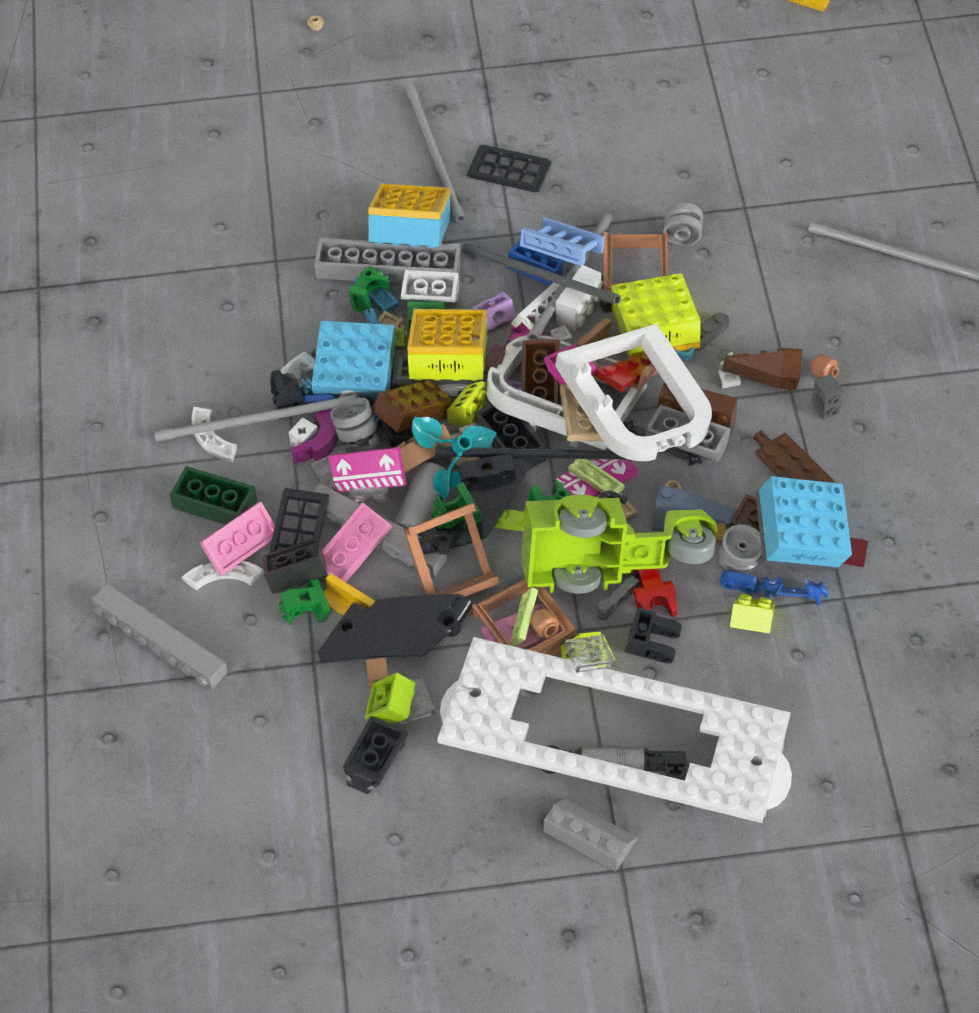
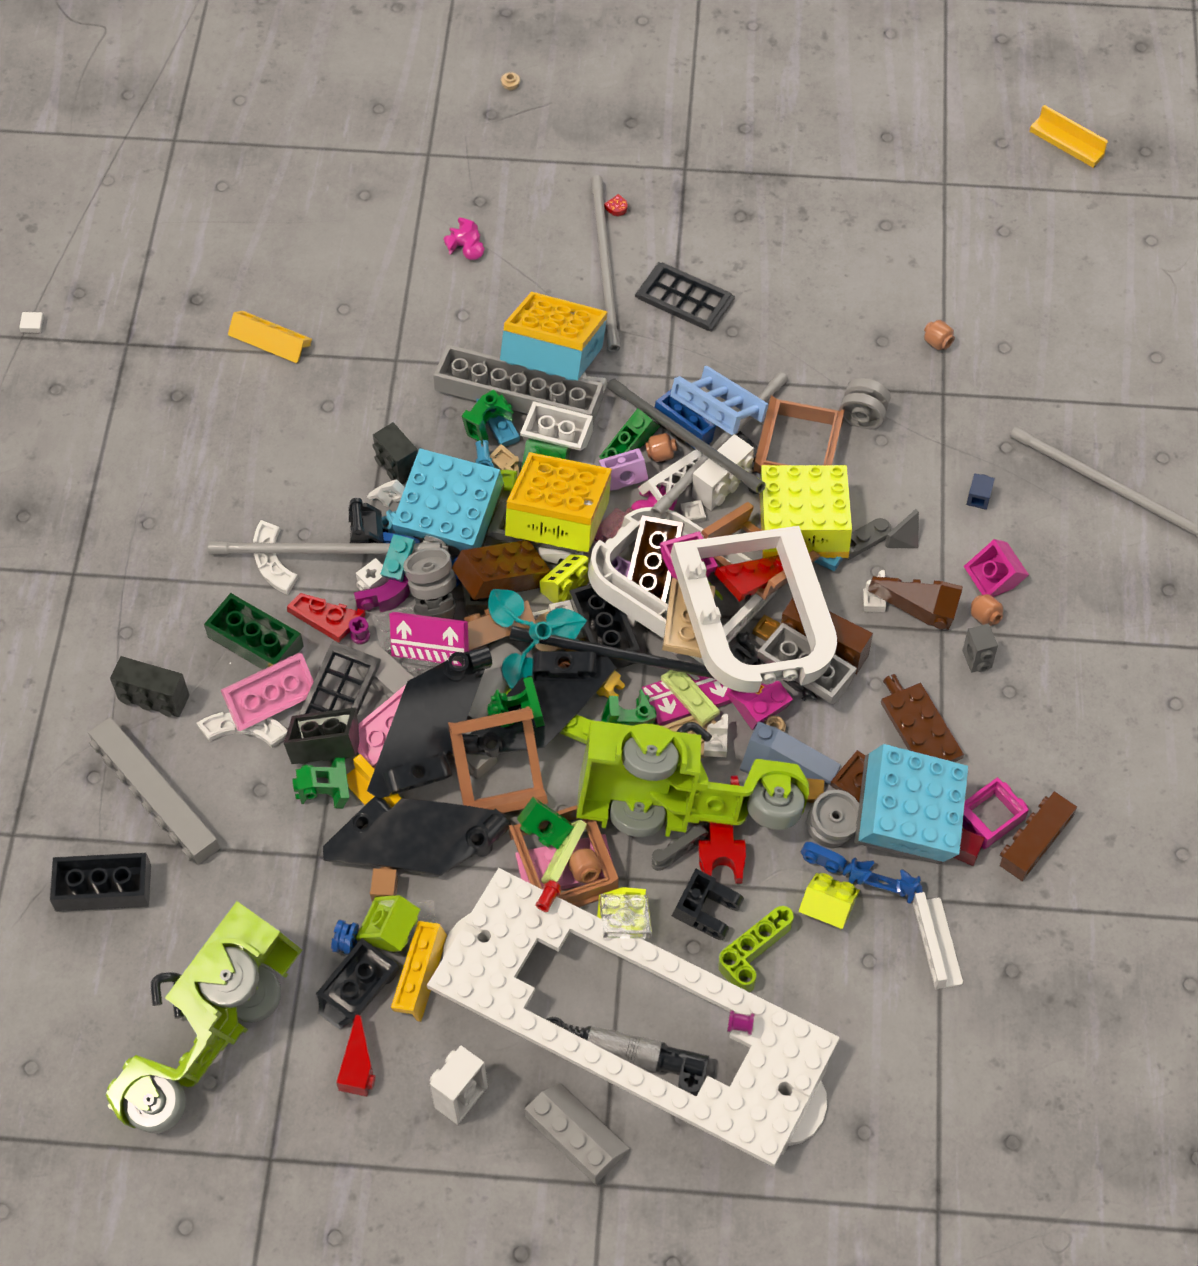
camera: 10 degrees right, 5 degrees up
(133, 715) = (100, 882): none -> black brick
(135, 553) = (149, 687): none -> pearl dark grey brick
(160, 260) = (268, 336): none -> yellow panel
(261, 779) = (213, 992): none -> lime piece
(274, 474) = (323, 616): none -> wing
(297, 331) = (394, 452): none -> pearl dark grey brick
(298, 474) = (362, 631): none -> magenta bush
(311, 152) = (465, 236): none -> dark pink animal
(321, 417) = (398, 552): none -> teal plate
(355, 719) = (344, 937): none -> blue wheel
(379, 536) = (420, 727): none -> black panel
(393, 821) = (356, 1068): none -> red slope
(425, 731) = (418, 969): none -> yellow panel
(432, 106) = (616, 206): none -> tile
(484, 811) = (458, 1084): none -> white brick
(495, 282) = (632, 435): none -> green slope
(513, 599) = (537, 812): none -> green brick
(521, 289) = (661, 447): none -> nougat head
(523, 644) = (548, 895): none -> red pin
(529, 479) = (607, 688): none -> yellow tile
(630, 508) = (718, 744): none -> white slope
(645, 414) = (765, 627): none -> pearl gold tile
(655, 472) = (762, 704): none -> dark pink slope
(703, 658) = (759, 945): none -> lime beam
(708, 714) = (740, 1022): none -> magenta bush
(730, 161) = (939, 335): none -> nougat head
(741, 321) = (905, 533): none -> dark grey slope
(795, 277) = (980, 491): none -> dark blue brick
(823, 334) = (996, 569): none -> dark pink slope
(848, 629) = (937, 942): none -> white panel
(878, 508) = (1007, 797): none -> dark pink window
(910, 532) = (1037, 836): none -> reddish brown brick

